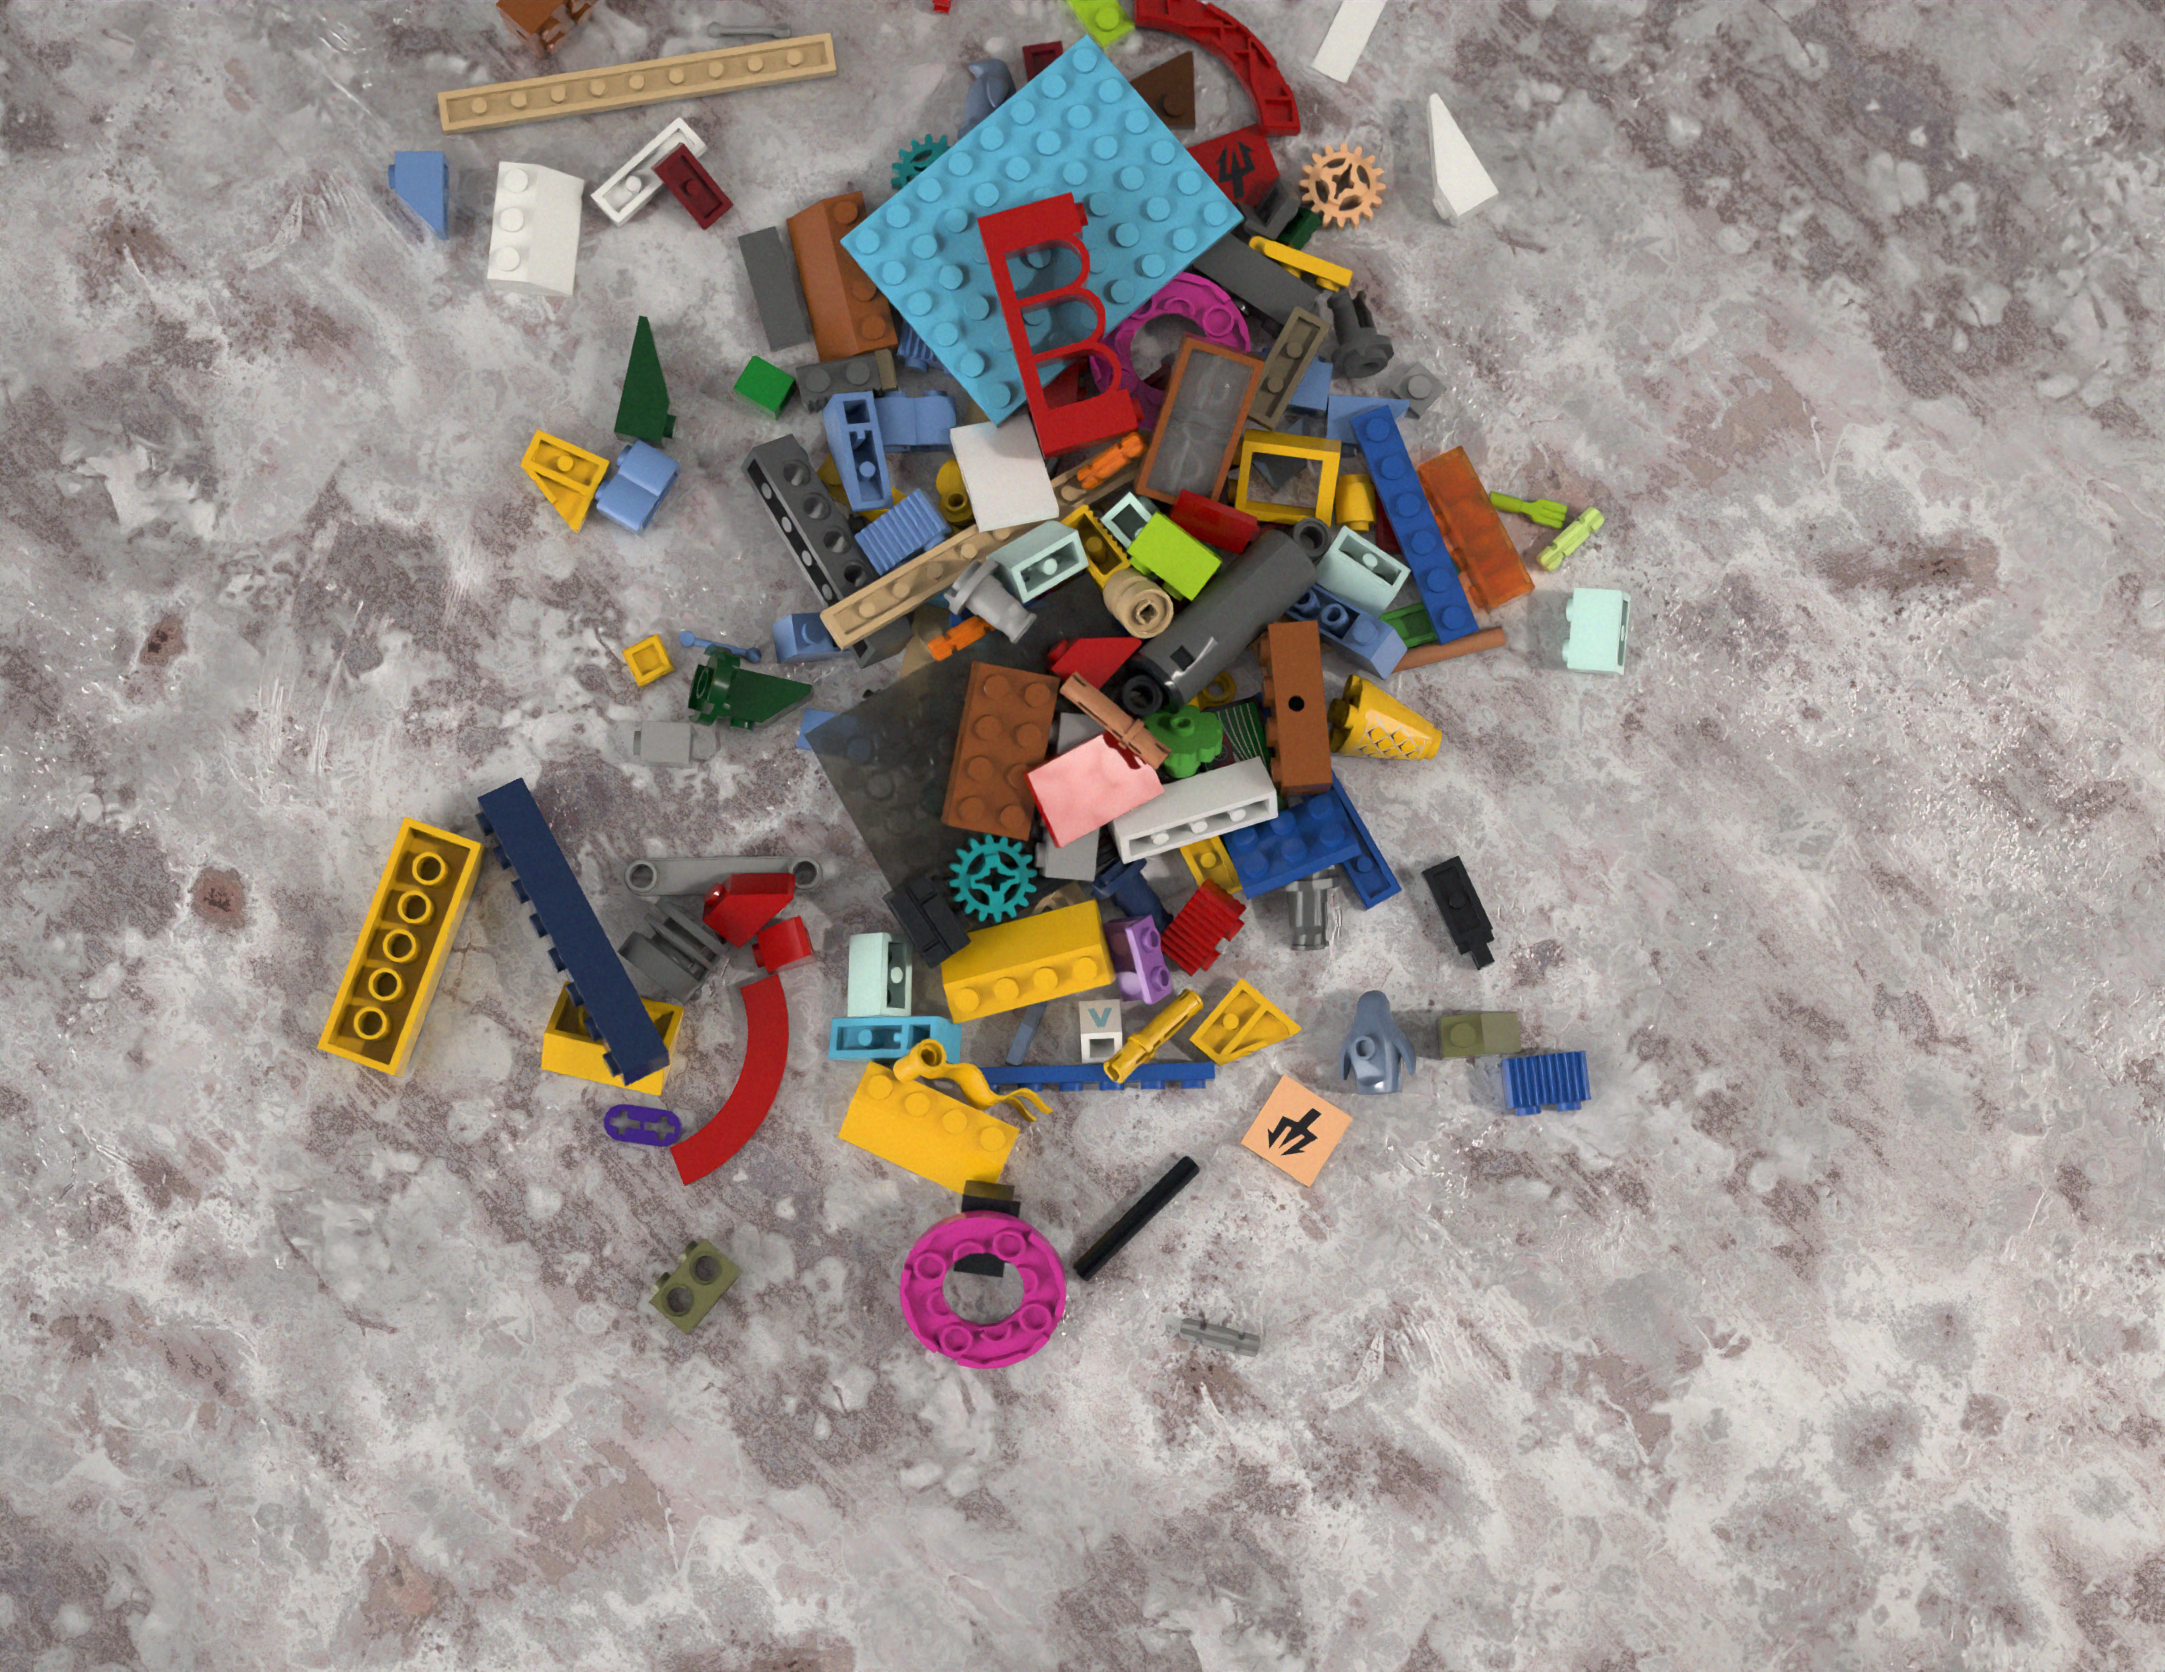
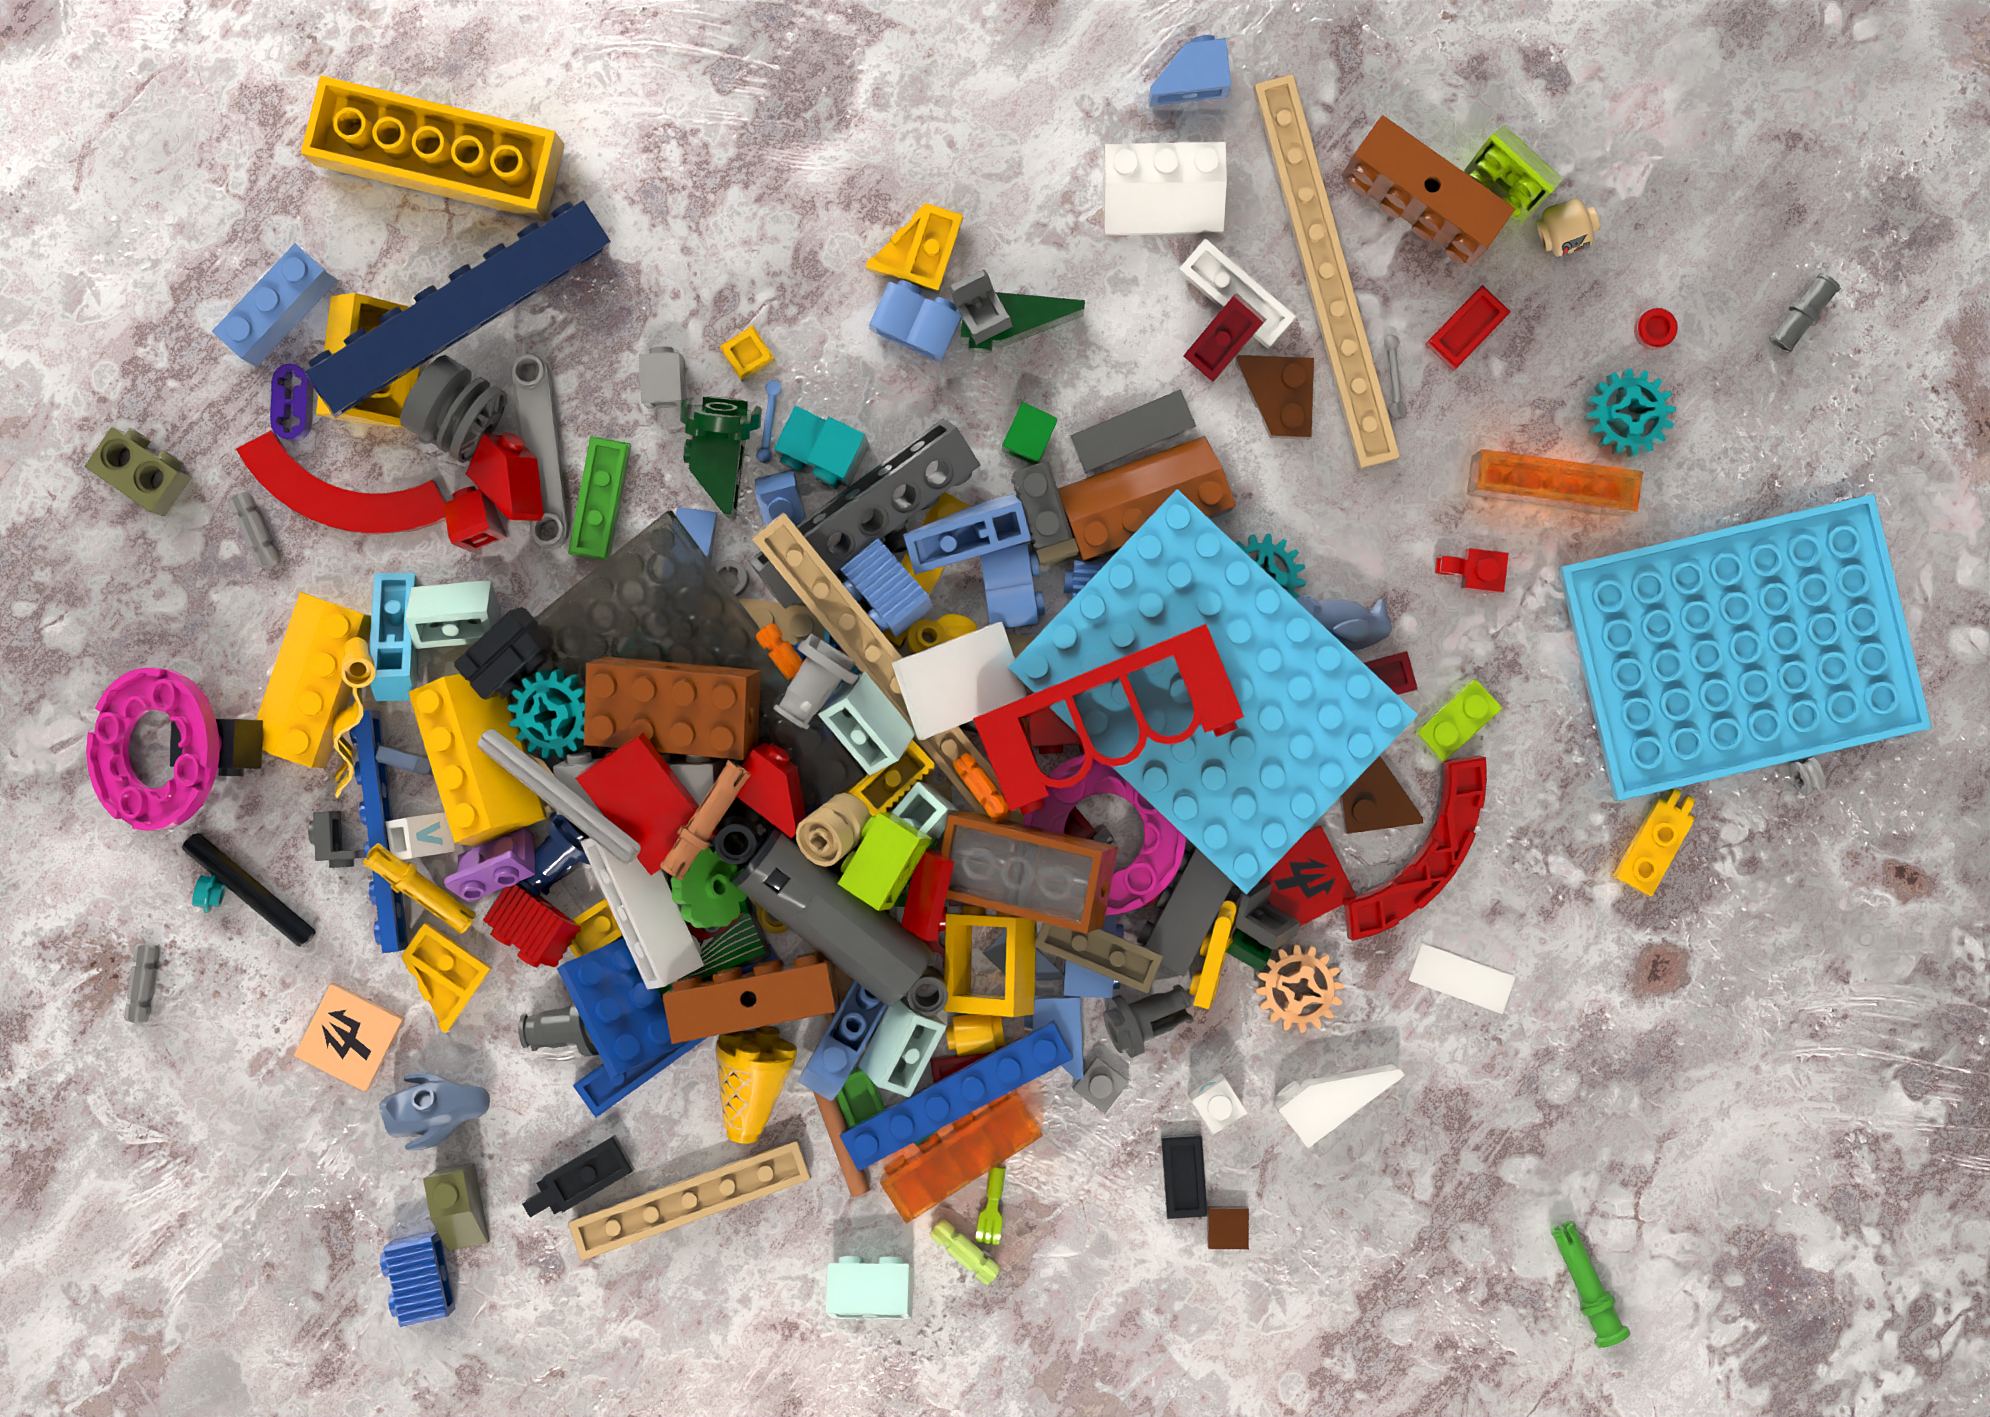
camera: 90 degrees right, 5 degrees up
(542, 1127) = (275, 305): none -> medium blue brick
(635, 414) = (980, 306): none -> dark grey bracket
(752, 140) = (1281, 393): none -> reddish brown wing
(755, 589) = (823, 447): none -> teal brick
(769, 1176) = (254, 530): none -> light grey axle
(778, 823) = (599, 498): none -> bright green tile
(1076, 871) = (559, 796): none -> light grey axle
(1088, 1131) = (326, 836): none -> dark grey bracket
(1135, 1258) = (208, 893): none -> teal plate
(1447, 276) = (1217, 1103): none -> white brick
(1492, 803) = (689, 1199): none -> tan plate
(1516, 319) = (1184, 1176): none -> black tile
(1570, 282) = (1228, 1227): none -> reddish brown tile

